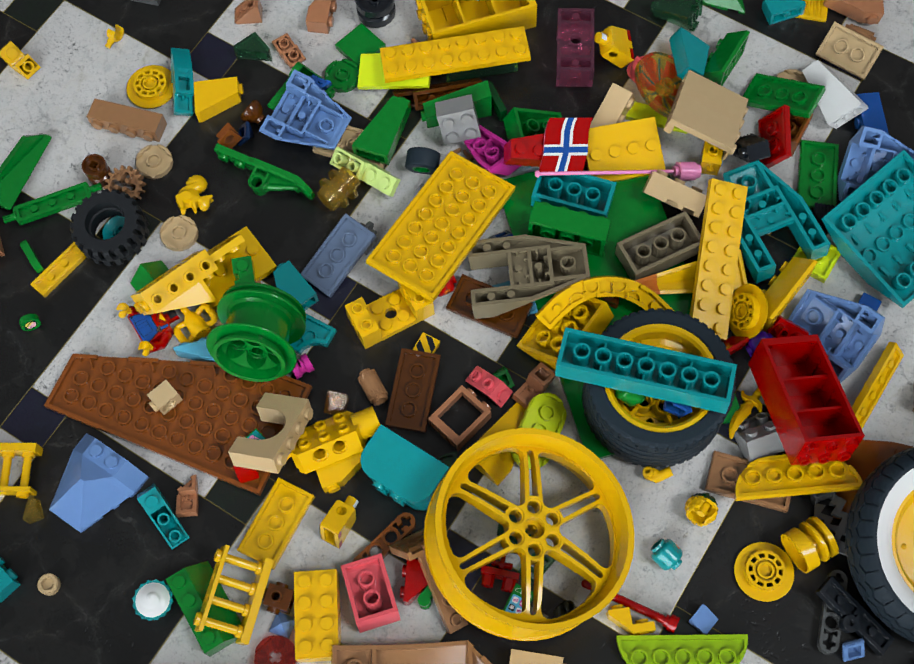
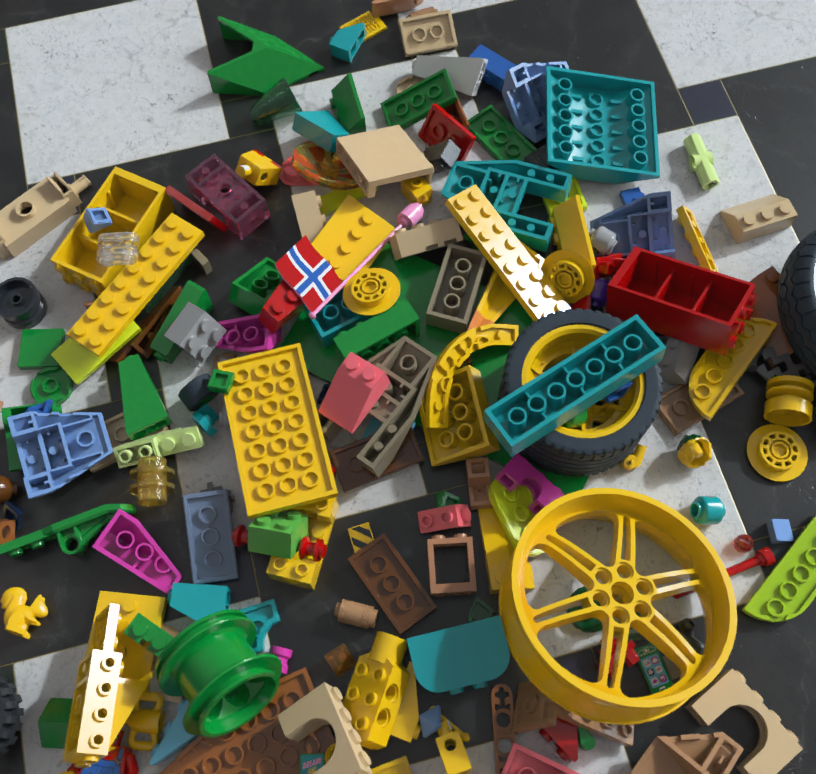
camera: 50 degrees left, 0 degrees up
(179, 233) = (42, 657): tan tile -> none
(287, 218) = (133, 548): none -> dark pink wedge
(347, 489) = (430, 721): none -> medium blue slope
(357, 489) = (464, 735): none -> yellow hinge
(376, 294) = (280, 536): none -> bright green brick
(409, 181) = (206, 419): none -> teal bracket
(439, 164) = (221, 381): none -> green tile
(463, 20) = (117, 248): none -> clear brick
(497, 103) = (216, 295): dark green tile -> none
(511, 248) = (353, 392): none -> coral slope
(514, 77) = (201, 261): none -> dark tan tile
(545, 38) = (196, 209): none -> red tile
(566, 403) = (521, 473): none -> dark pink arch
(595, 189) = (370, 285): none -> yellow wheel
(622, 617) = (750, 586): yellow slope -> none
(664, 602) = (743, 547): none -> clear red hinge
(800, 310) = (602, 240): none -> light grey head

